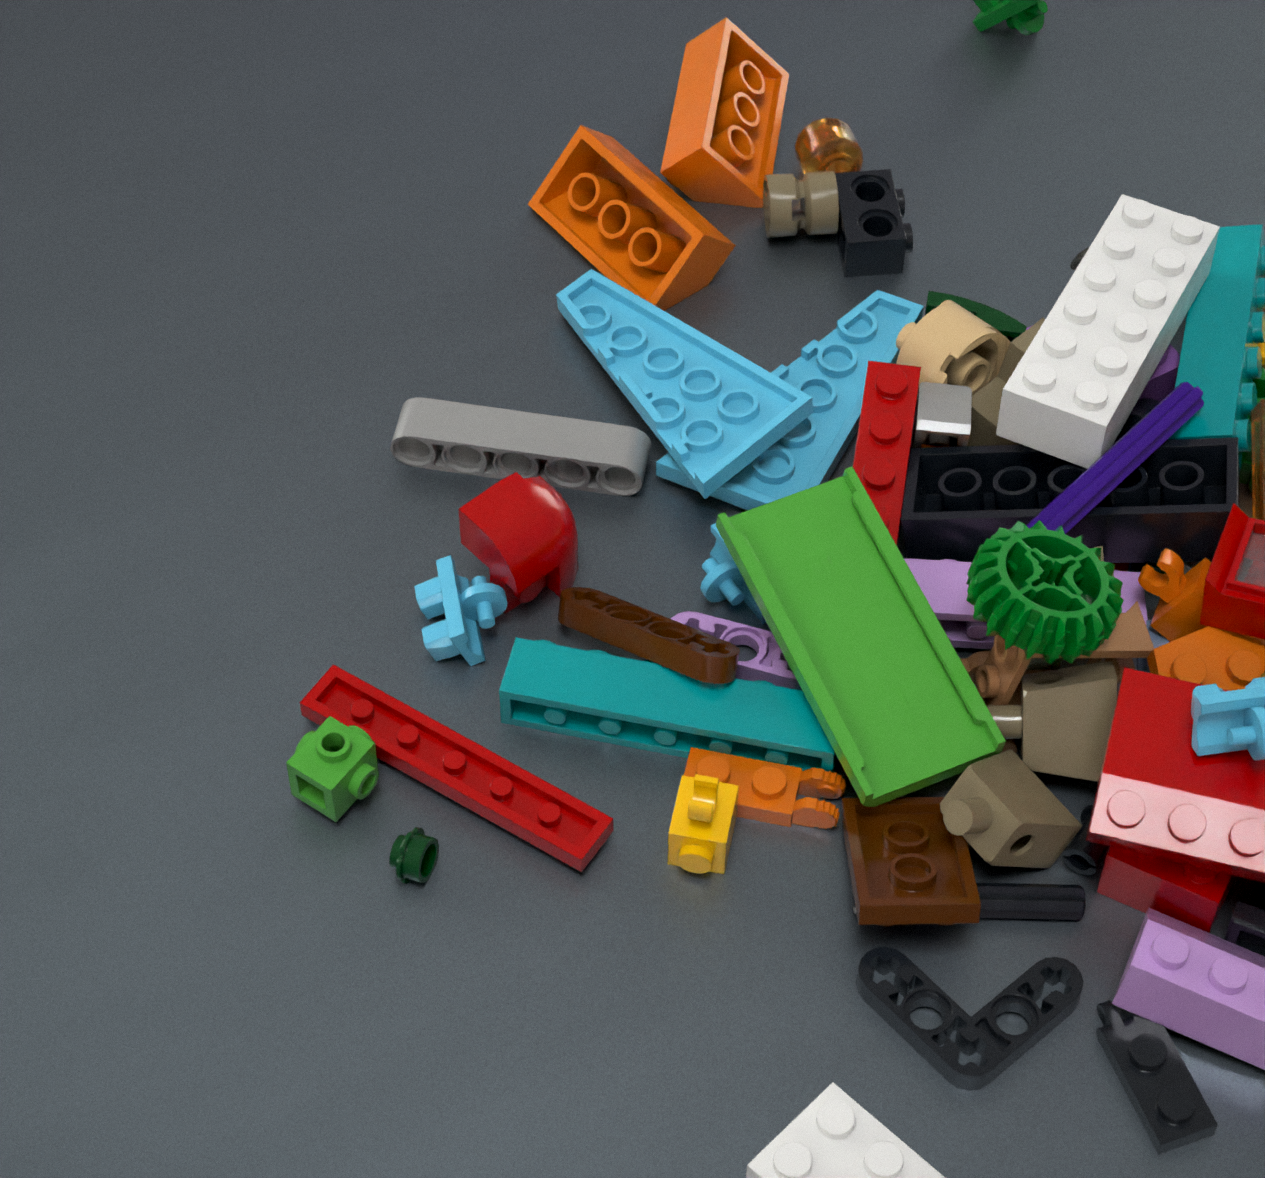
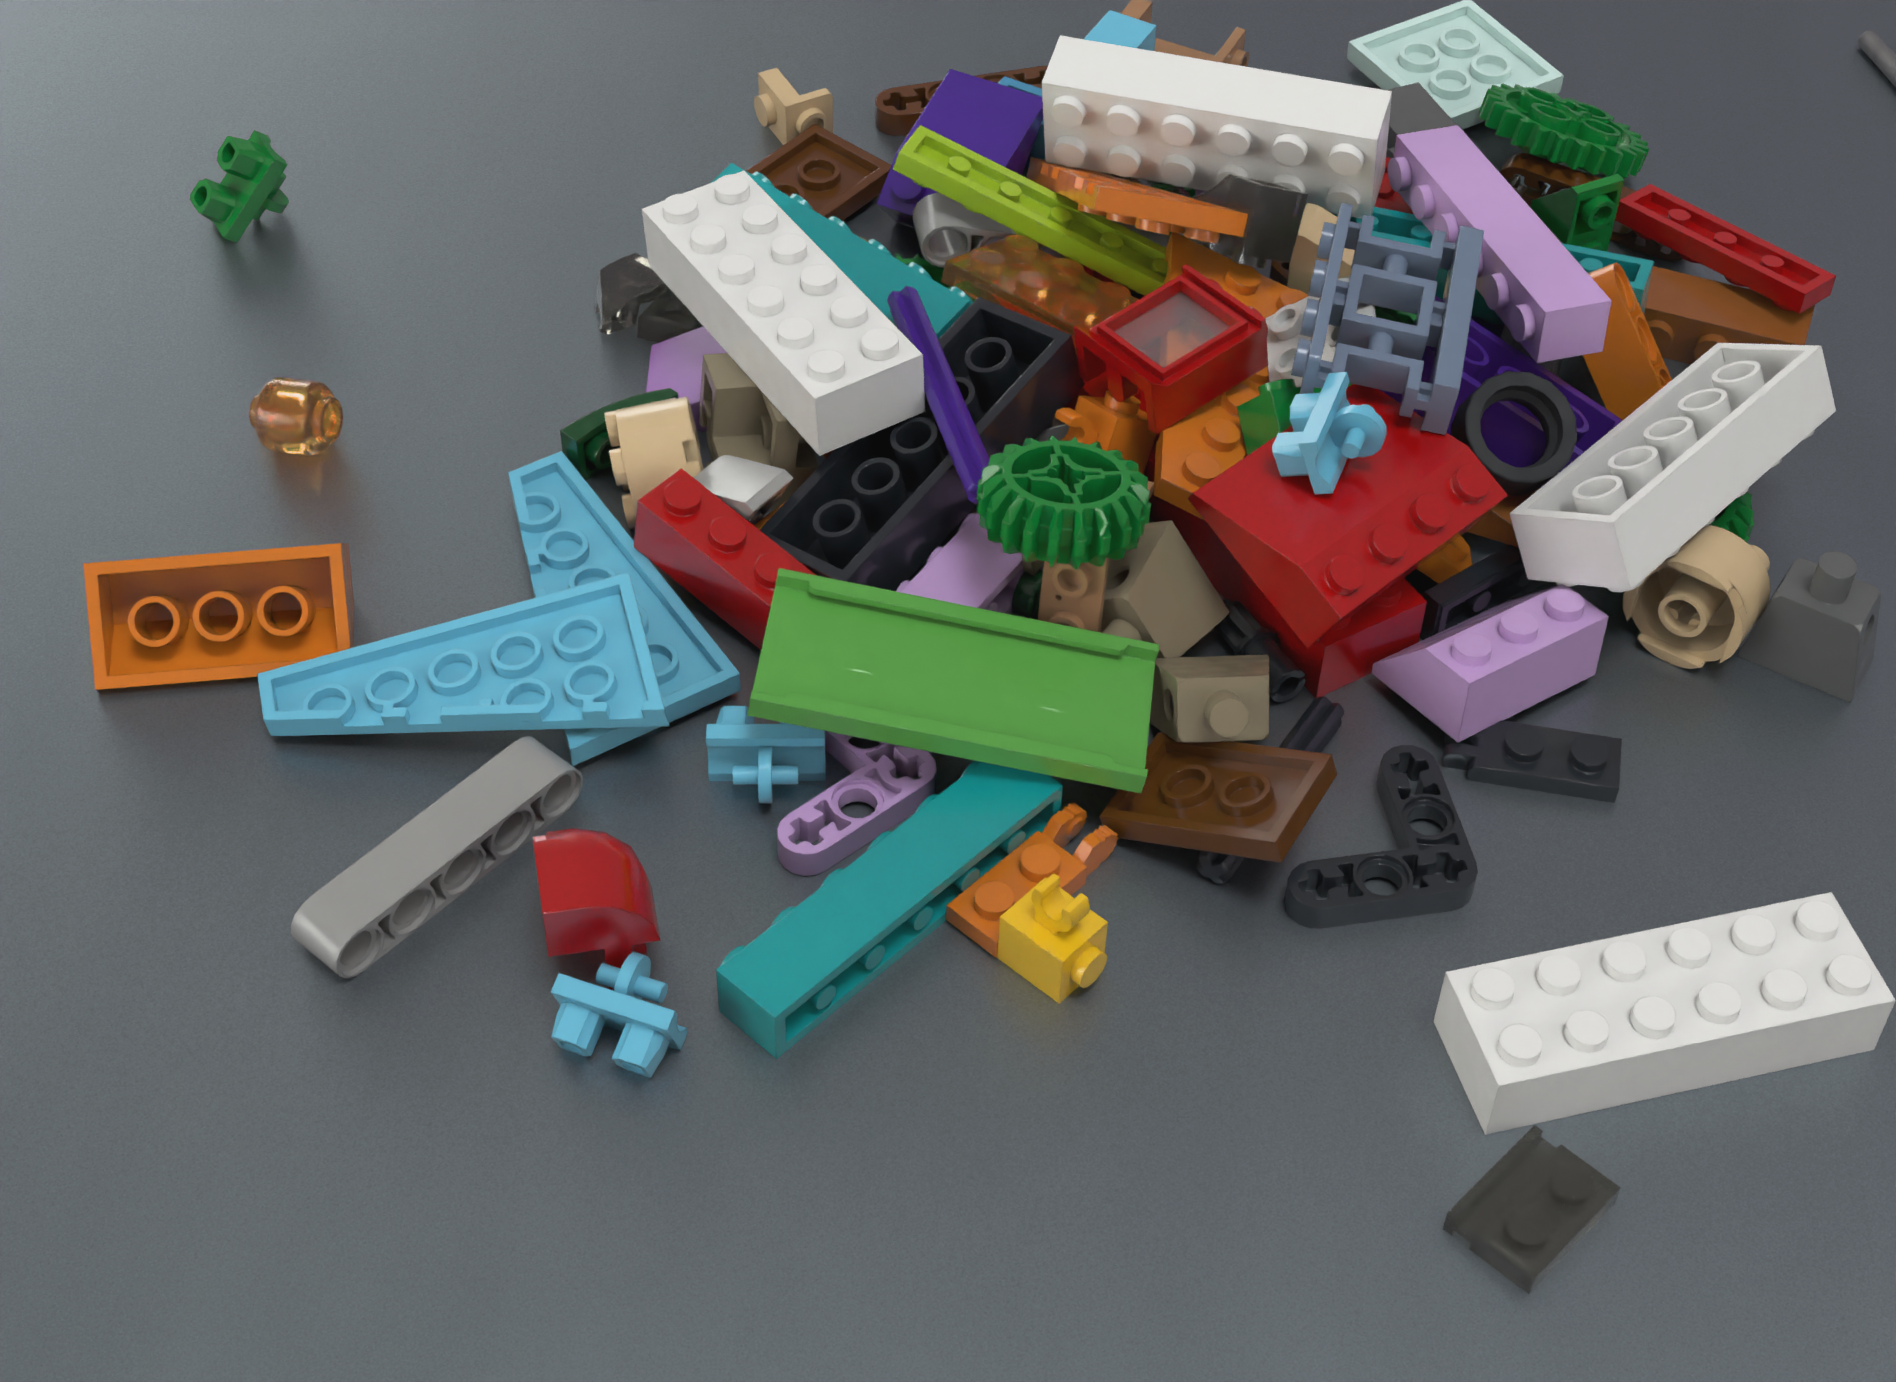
camera: 60 degrees left, 5 degrees down
(333, 768) = (748, 1226): bright green brick -> none
(414, 856) = (907, 1212): dark green plate -> none
(462, 769) = (812, 1121): red plate -> none
(649, 635) = (795, 861): reddish brown beam -> none
(725, 119) = (157, 471): orange slope -> none
(817, 204) = (341, 470): dark tan wheel -> none
(871, 224) = (412, 437): black brick -> none

